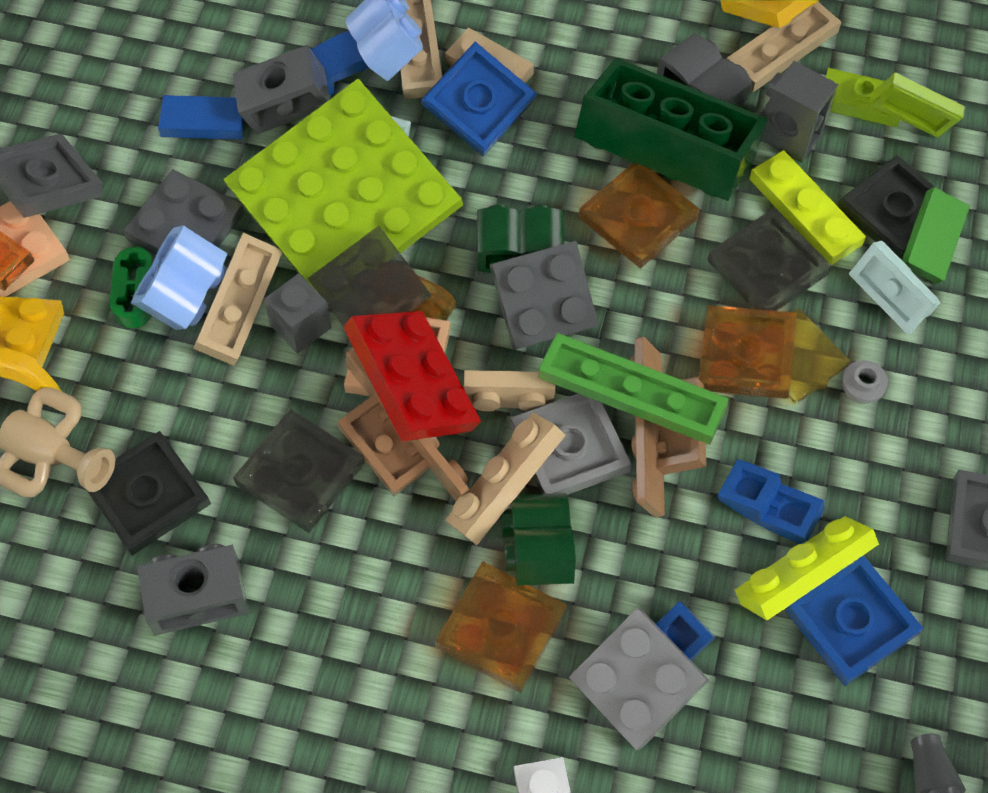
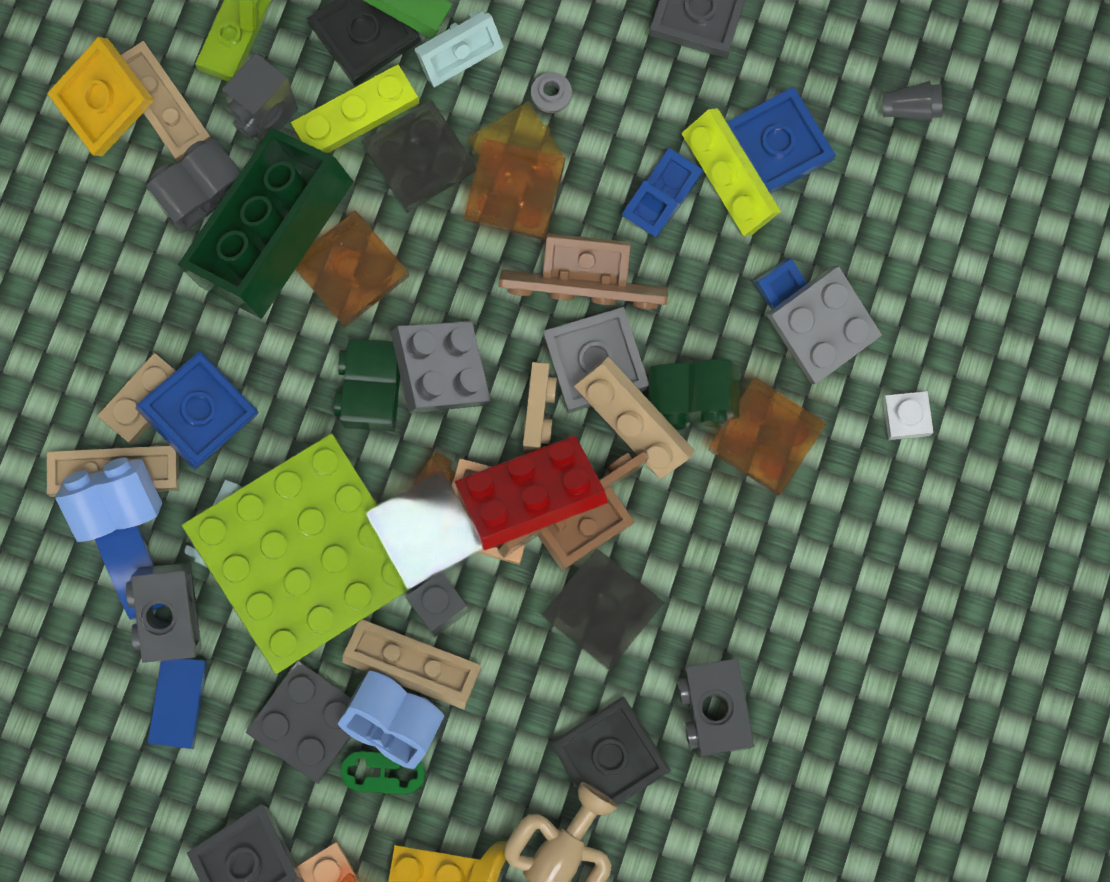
camera: 85 degrees left, 15 degrees up
(633, 388) = (562, 292): bright green plate -> none

